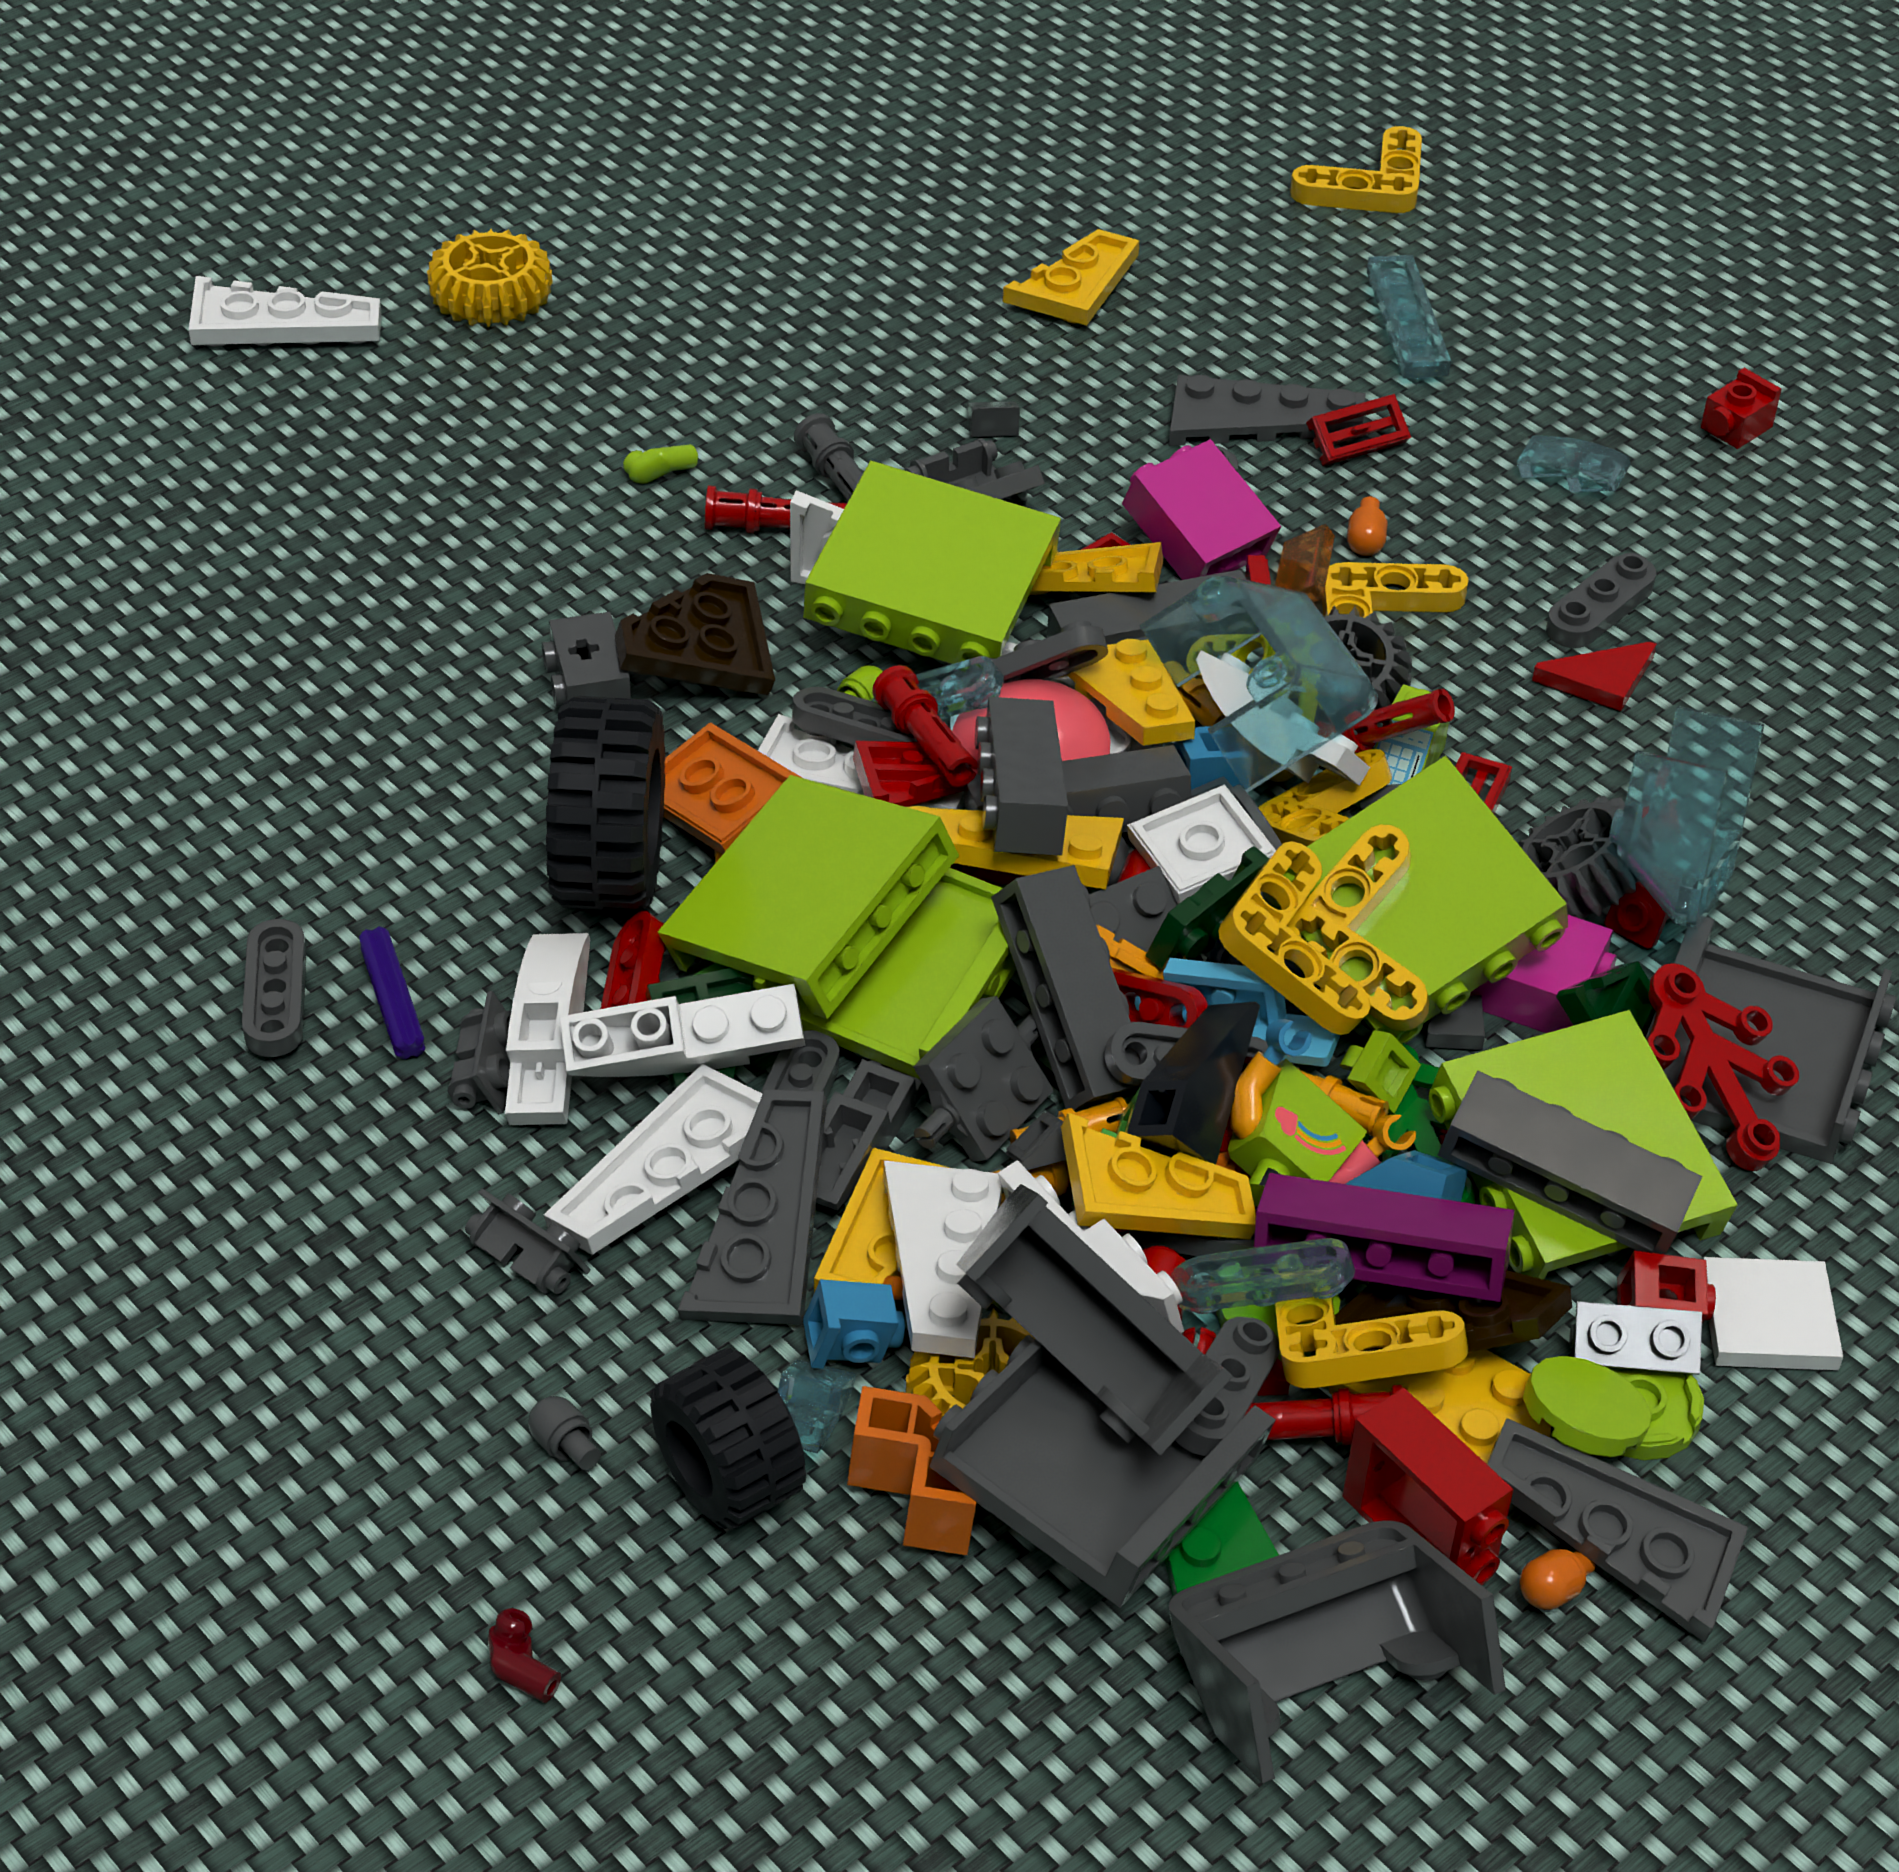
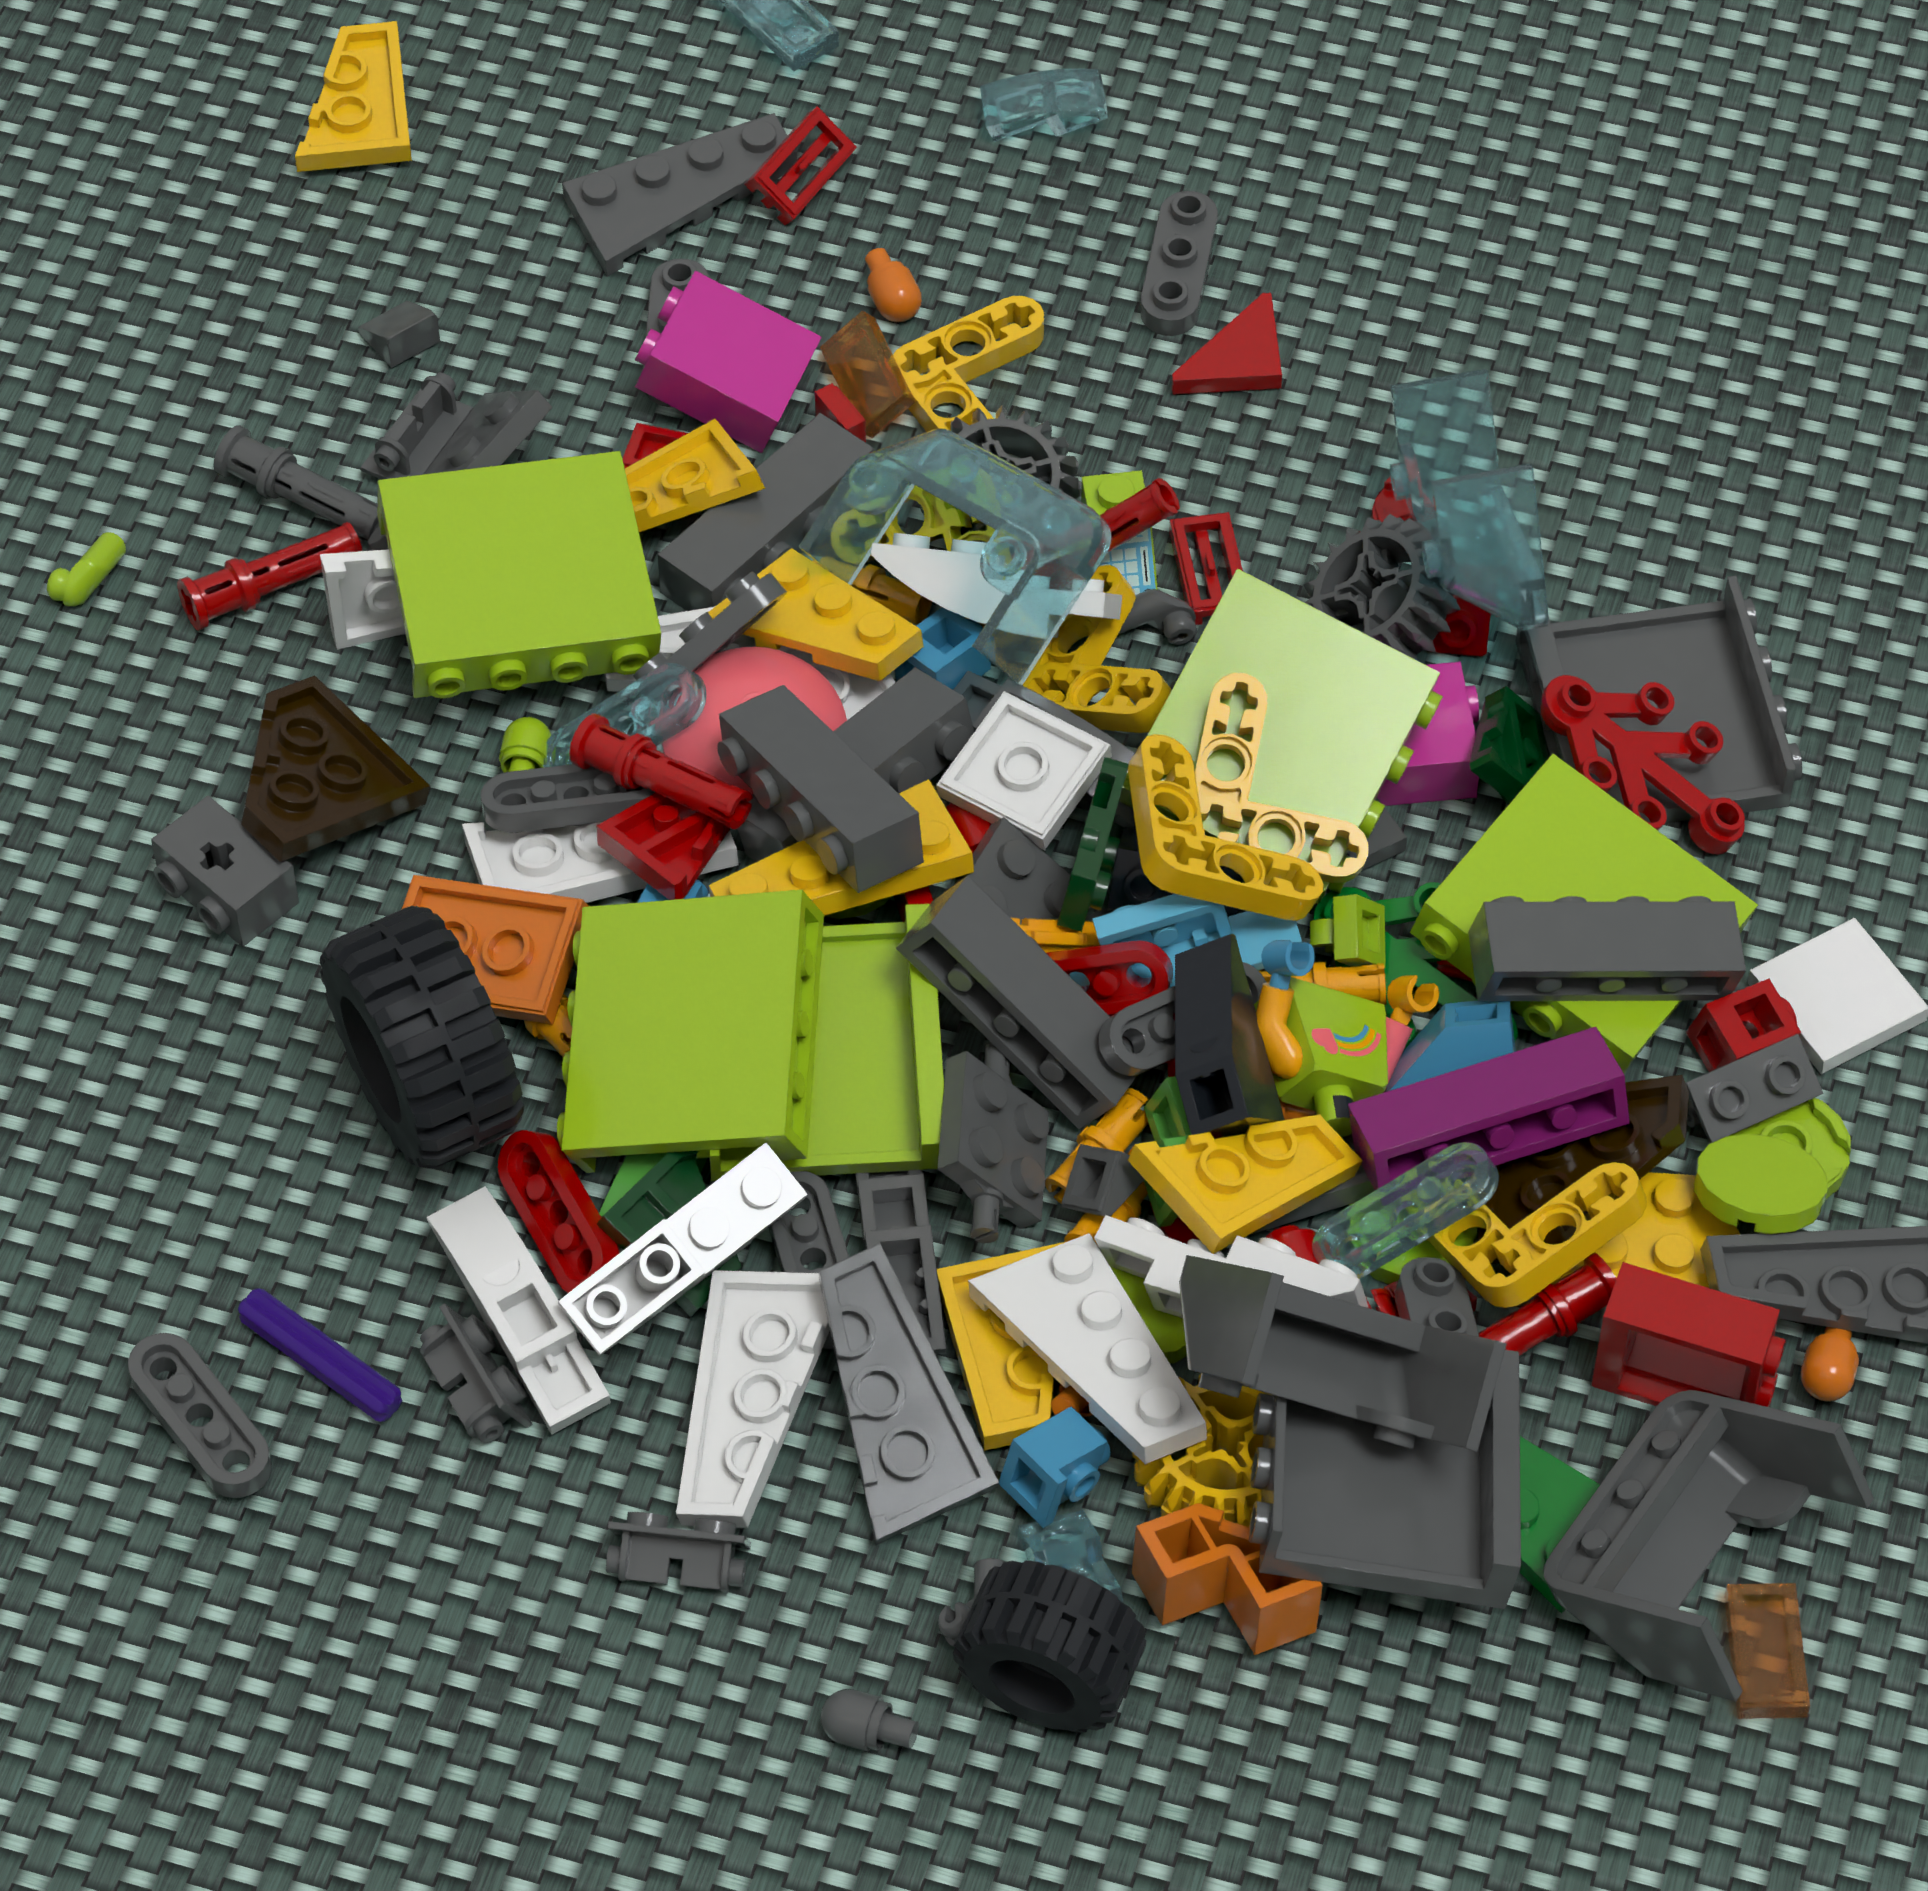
camera: 30 degrees left, 10 degrees up
(1336, 1772) = (1767, 1650): none -> clear orange tile

